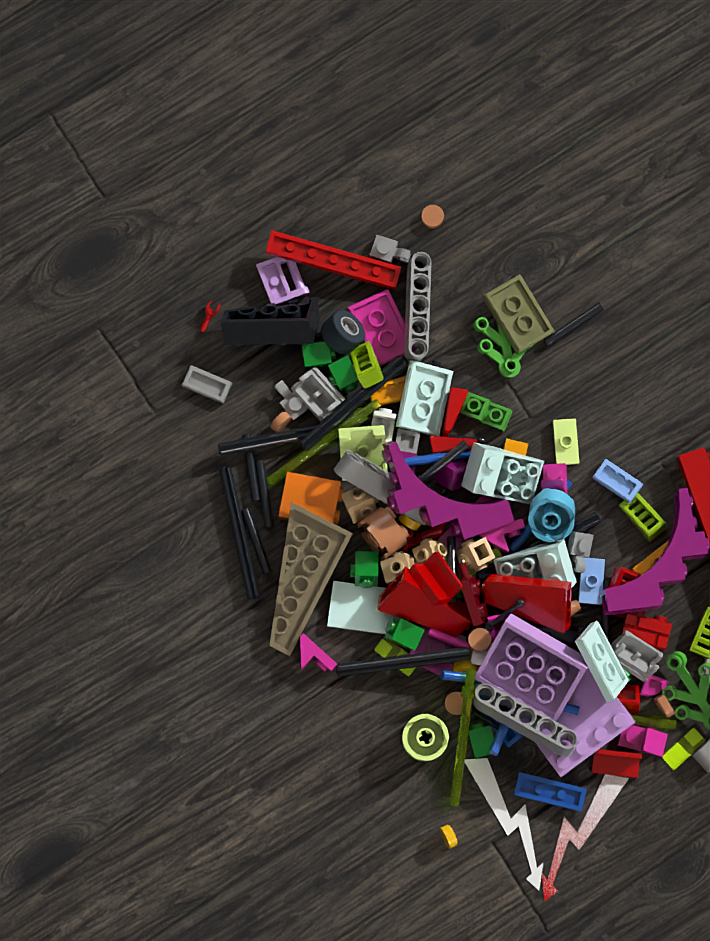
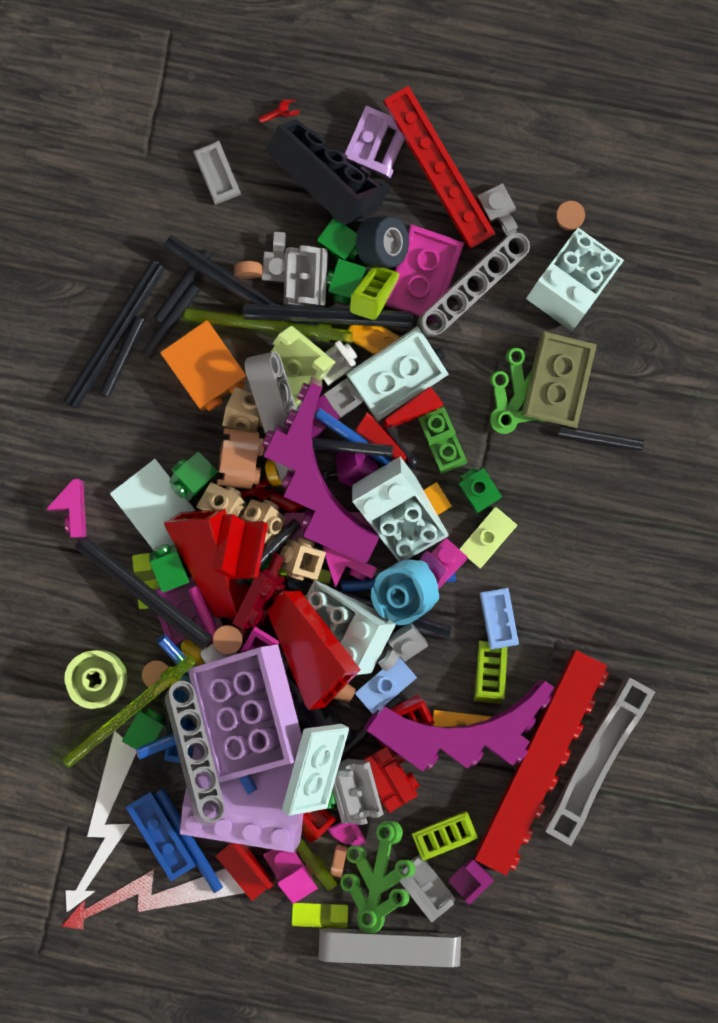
camera: 50 degrees right, 5 degrees up
(307, 564) = (141, 422): dark tan wing -> none
(448, 836) = (32, 786): yellow tile -> none
(471, 249) = (574, 279): none -> light aqua slope
(489, 626) = (248, 636): black hinge -> none
(534, 419) = (479, 489): none -> green brick
(567, 779) = (189, 842): none -> blue bar

